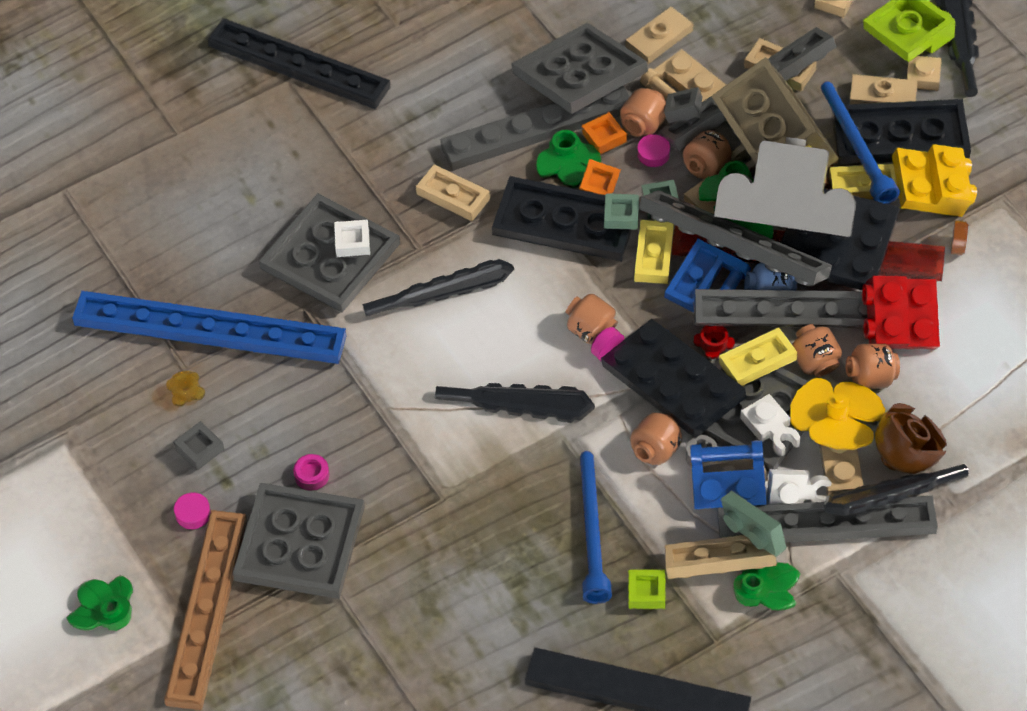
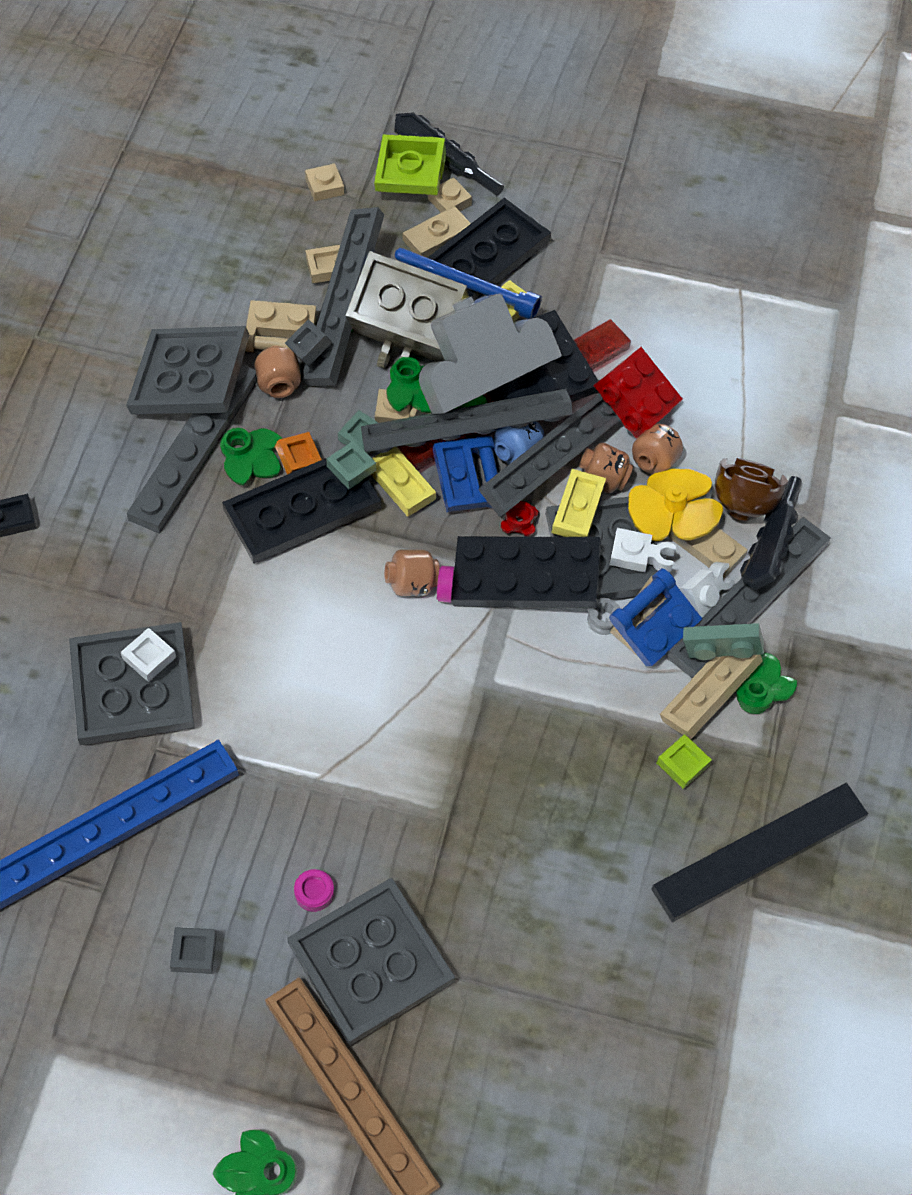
camera: 50 degrees left, 5 degrees up
(184, 380) = (120, 897): clear yellow plate -> none
(192, 510) = (246, 1015): dark pink tile -> none
(453, 192) = (185, 551): tan plate -> none
(460, 282) = (261, 641): black sword -> none
(540, 402) = (438, 673): black sword -> none
(596, 586) = (643, 790): blue piece -> none
(604, 133) = (260, 411): orange plate -> none
(653, 150) = (311, 398): dark pink tile -> none
(656, 438) = (564, 632): nougat head -> none
(659, 35) = (218, 299): tan plate -> none
(707, 154) = (362, 371): nougat head -> none
(934, 180) = (550, 272): yellow plate -> none
(959, 238) = (611, 305): dark orange tile -> none

